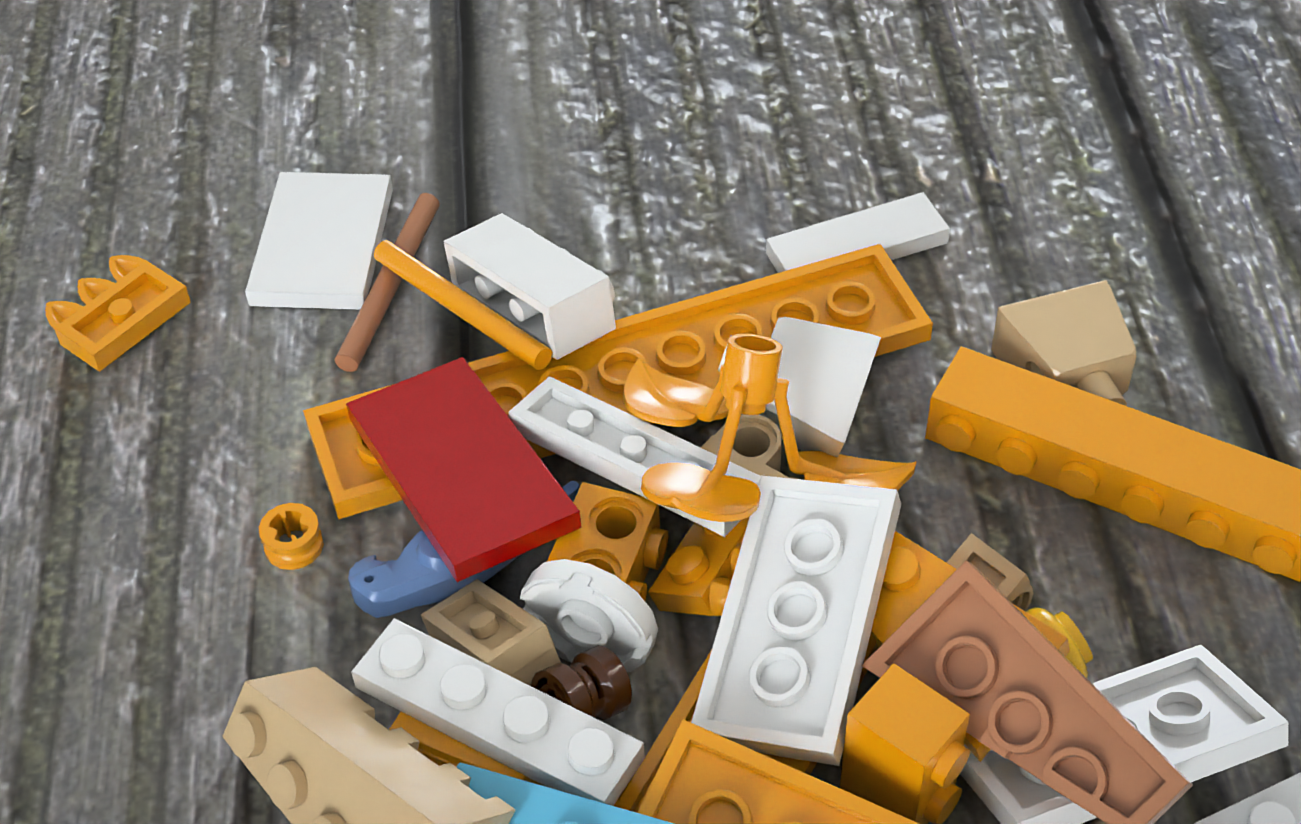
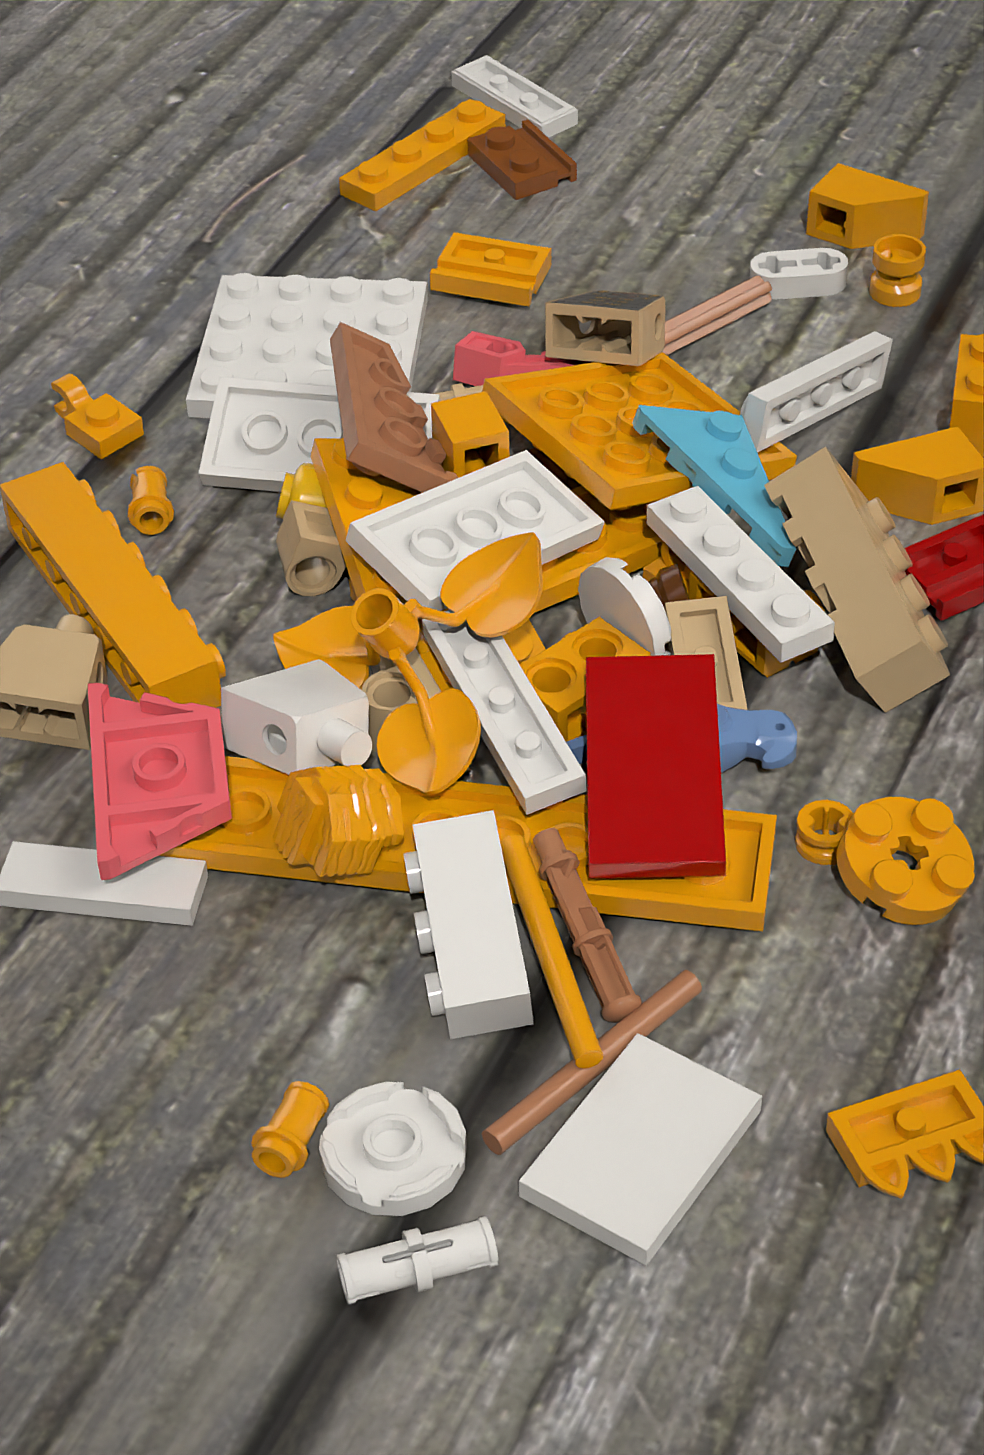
camera: 150 degrees left, 5 degrees down
(168, 528) = (924, 832): none -> light orange plate
(426, 112) = (417, 1260): none -> white pin
(445, 336) = (586, 927): none -> nougat piece
(495, 174) = (393, 1149): none -> white tile
(566, 136) = (283, 1142): none -> light orange pin
(694, 291) = (338, 819): none -> light orange hair
(883, 282) = (153, 776): none -> coral wing
(1215, 596) = (150, 508): none -> light orange pin

